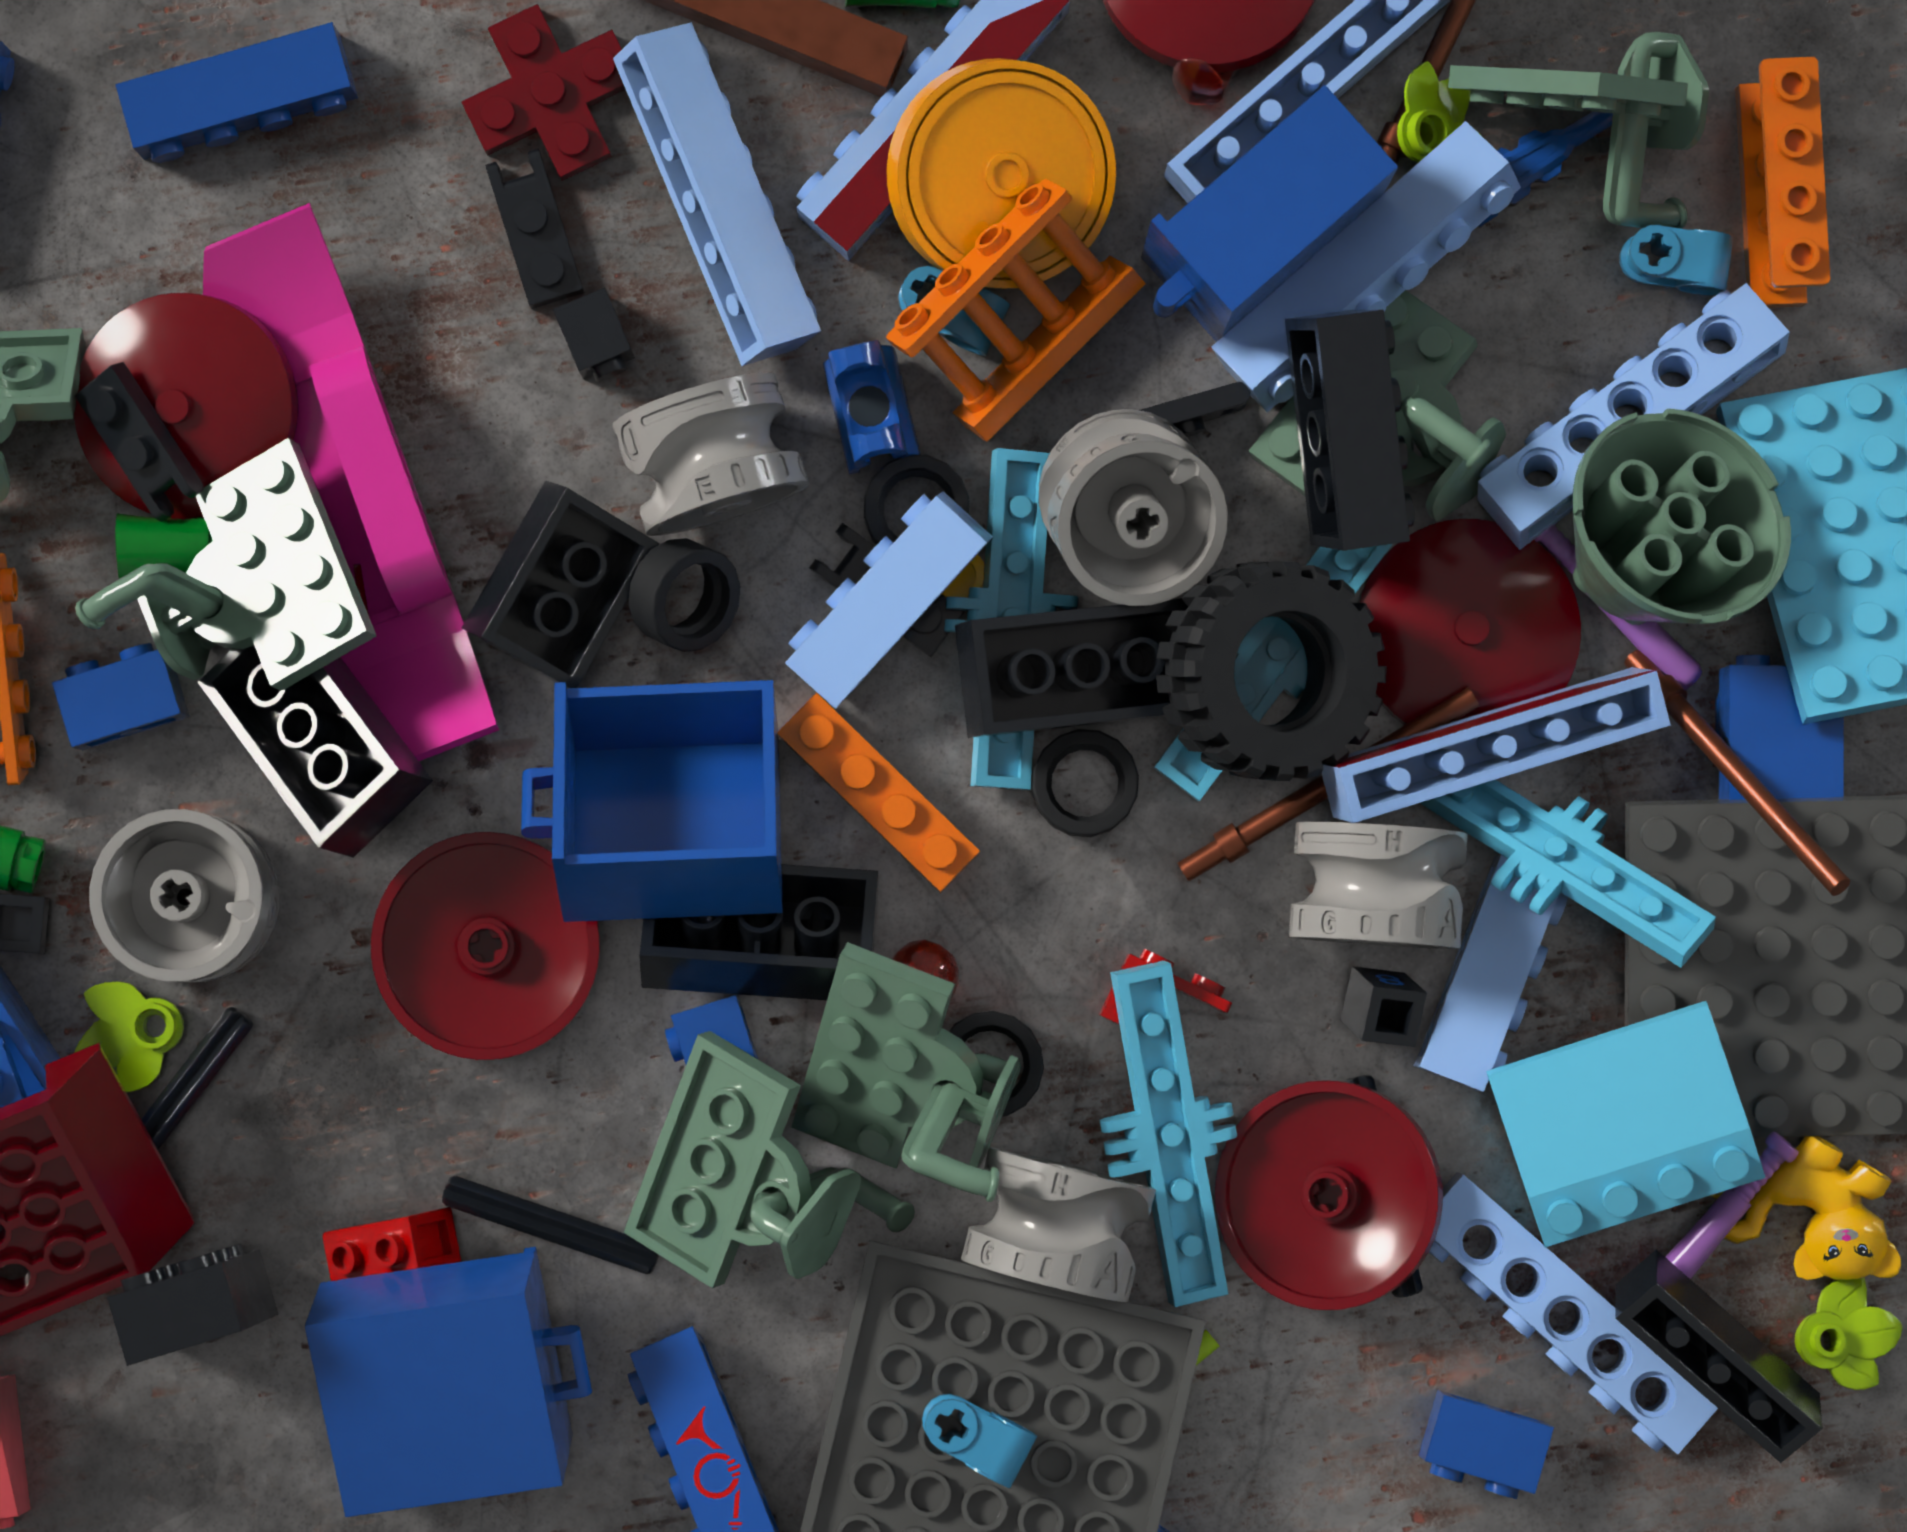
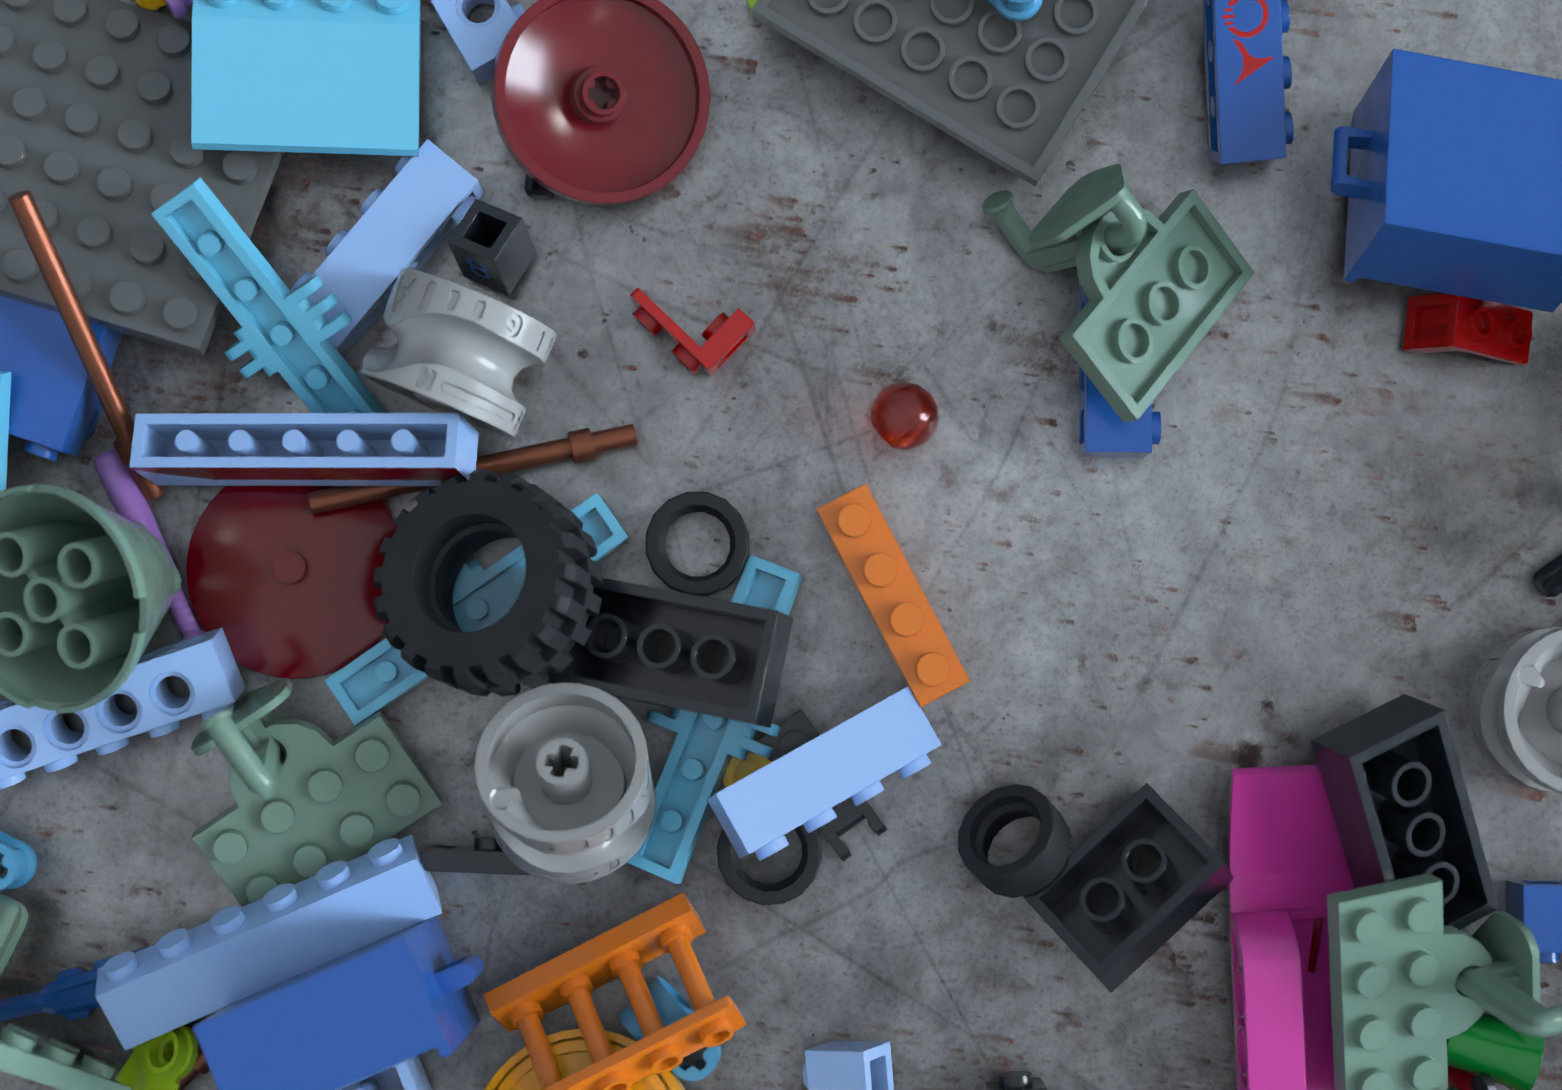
camera: 160 degrees left, 0 degrees up
(479, 948) = (1302, 573): dark red dish -> none
(548, 1224) = (1321, 305): black axle -> none
(662, 801) = (1101, 650): blue container -> none
(710, 453) = (949, 968): light grey piece -> none
(767, 953) = (1050, 537): black brick -> none
(870, 403) = (780, 965): blue piece -> none
(894, 1068) = (965, 336): sand green plate -> none
(1024, 1039) = (892, 280): black tyre -> none
(1060, 1226) = (859, 139): light grey piece -> none
(1168, 1133) = (728, 197): medium azure hinge -> none
(1349, 429) = (334, 788): black brick -> none

